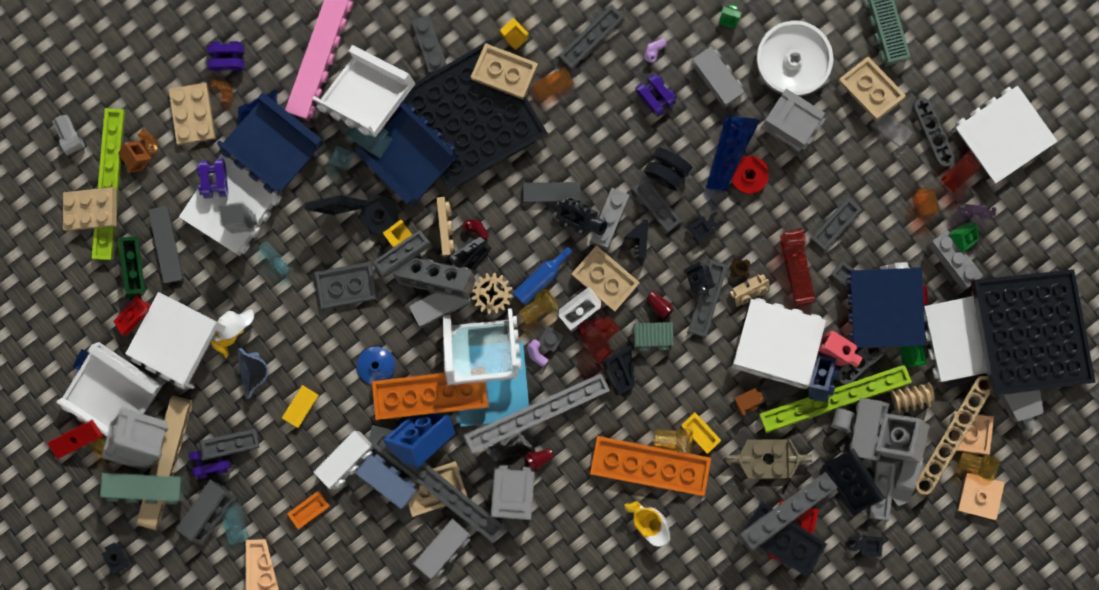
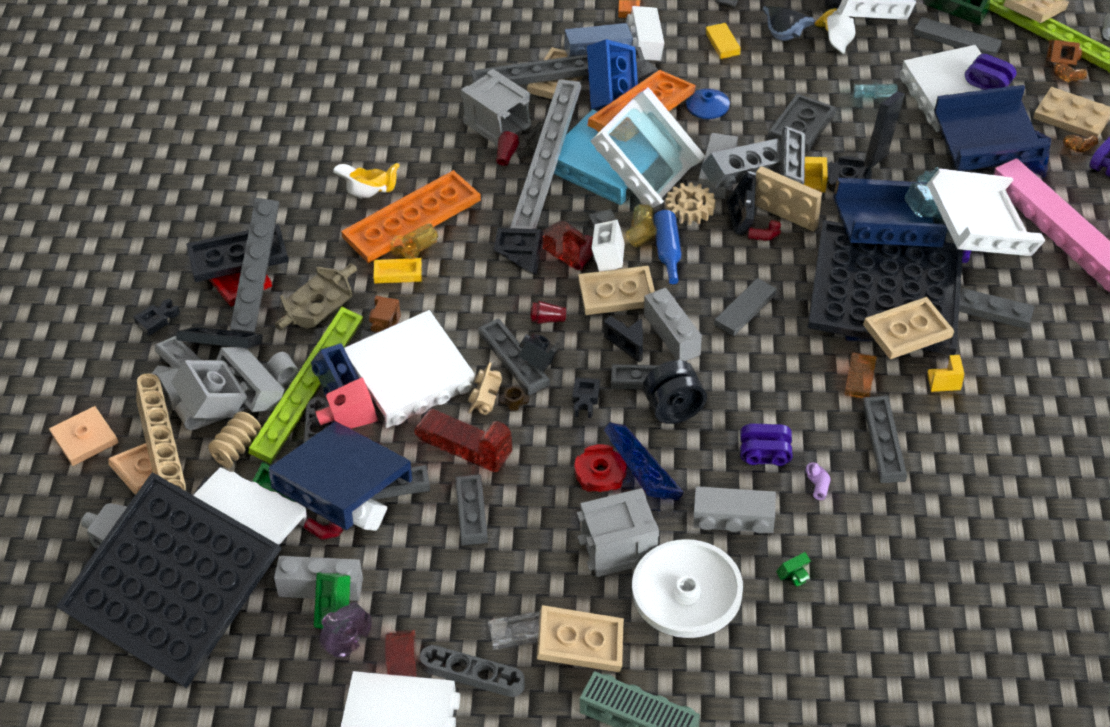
camera: 135 degrees right, 35 degrees down
(237, 218) = (934, 51): dark grey brick -> none
(442, 549) = (502, 44): light grey brick -> none
(534, 353) = (607, 202): lavender arm -> none
(583, 219) = (696, 296): black brick -> none
(653, 335) = (524, 288): sand green brick -> none
(925, 202) = (405, 599): clear orange brick -> none
(984, 467) = (111, 446): clear yellow piece -> none

